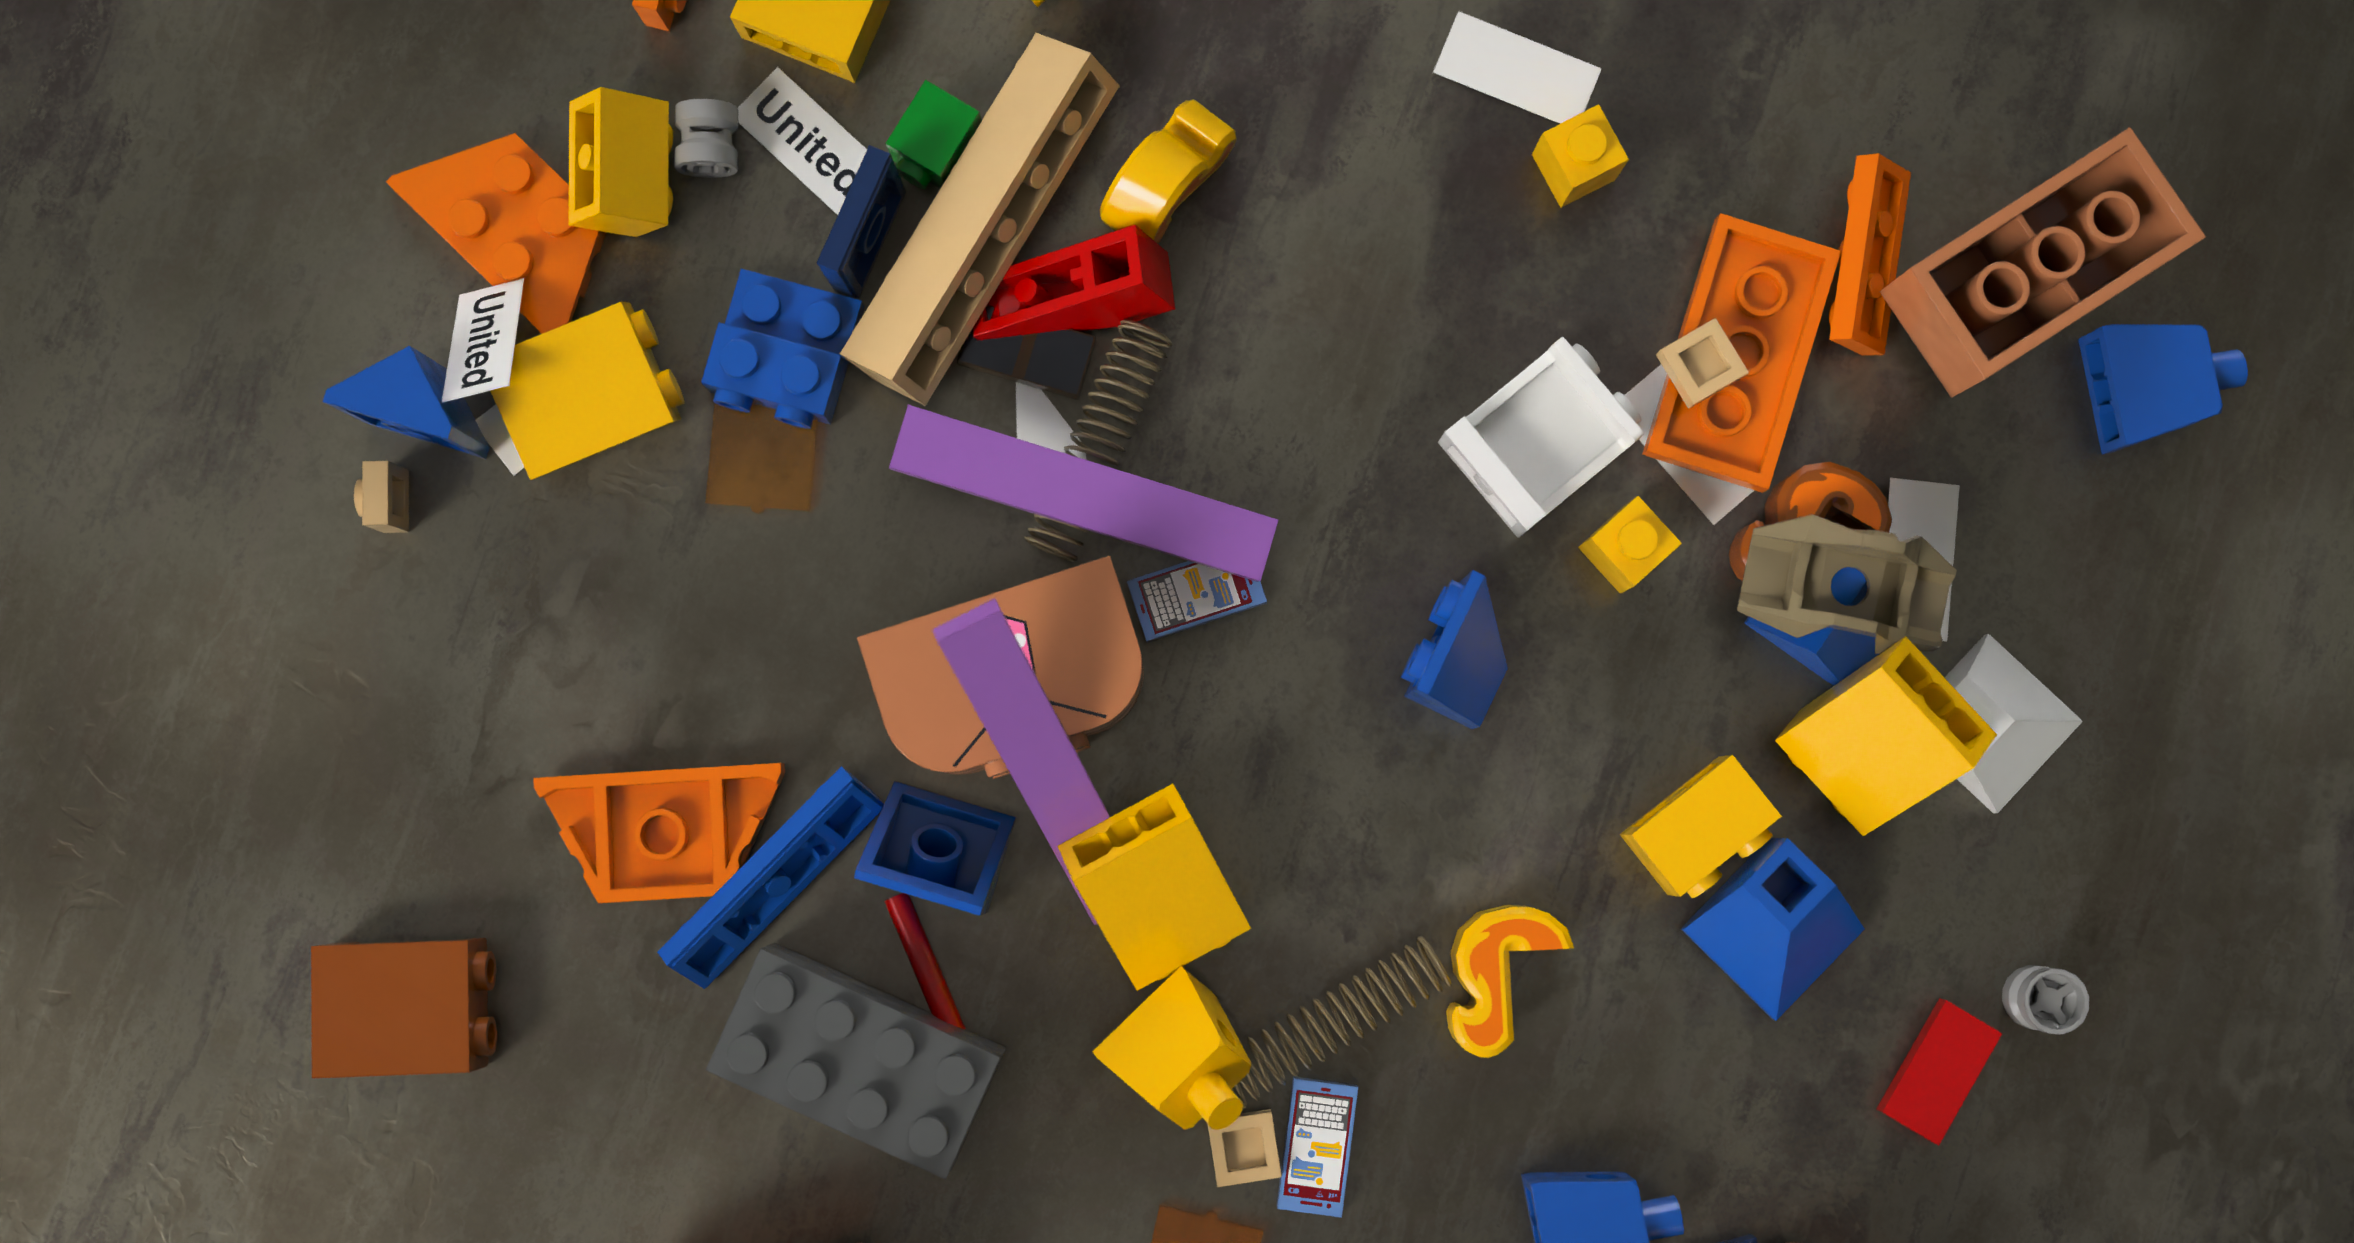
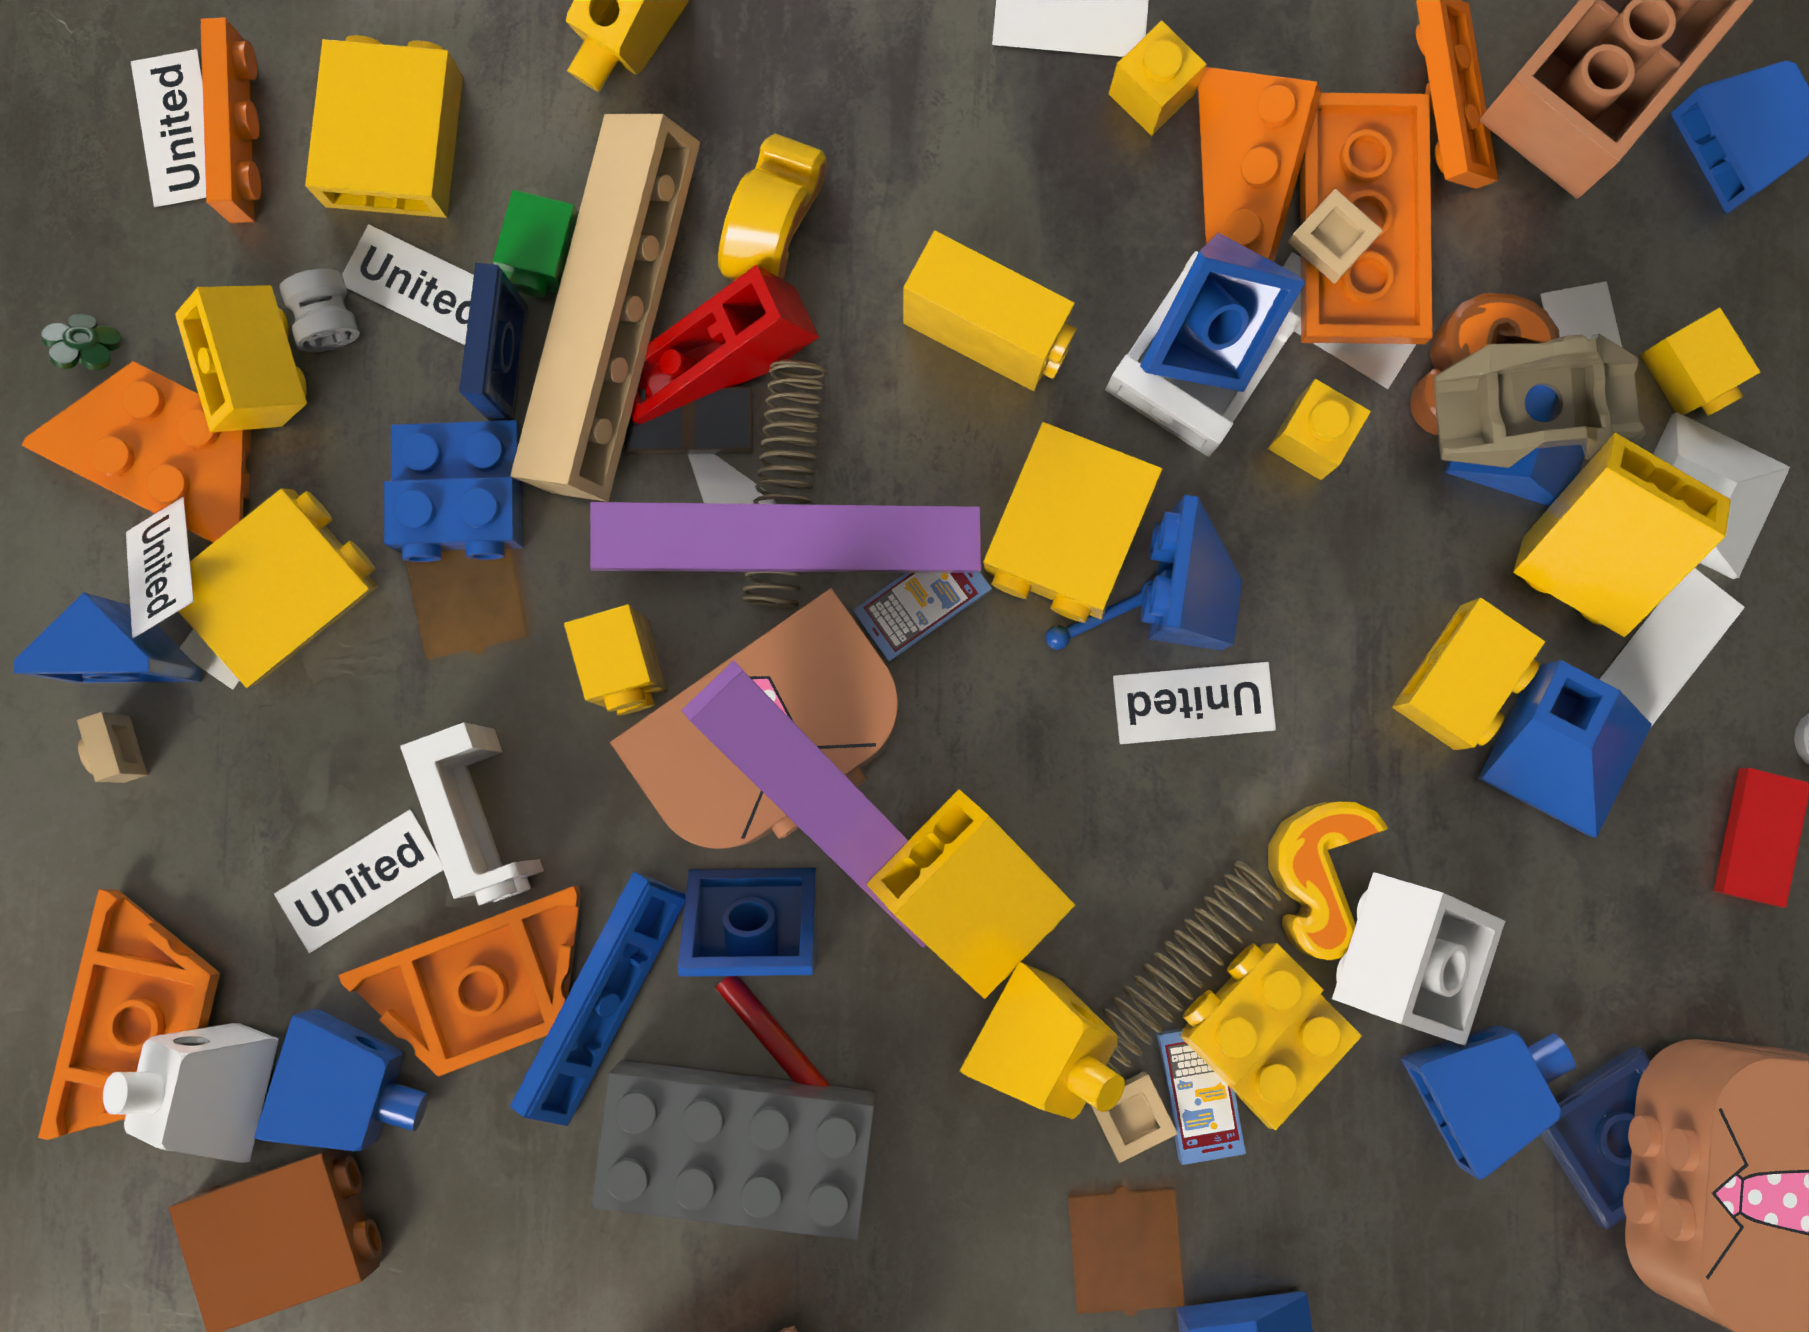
camera: 20 degrees left, 0 degrees up
(324, 762) = (129, 987): none -> orange wing
(371, 845) = (197, 1091): none -> white torso
(470, 100) = (80, 343): none -> dark green plant
(499, 884) = (336, 1087): none -> blue torso
(578, 695) = (359, 881): none -> white sticker
(690, 662) = (455, 814): none -> white panel
(887, 561) = (616, 659): none -> yellow brick
(1318, 667) = (1059, 636): none -> blue hinge
(1343, 336) = (987, 312): none -> yellow brick
(1362, 562) = (1071, 523): none -> yellow brick
(1399, 1108) = (1268, 1032): none -> yellow plate
(1429, 771) = (1194, 703): none -> white sticker
(1562, 1081) = (1418, 958): none -> white brick
(1566, 409) = (1223, 317): none -> blue slope
(1647, 263) = (1252, 152): none -> orange wing
(1911, 858) = (1672, 644): none -> white sticker
(2024, 595) = (1701, 365): none -> yellow brick

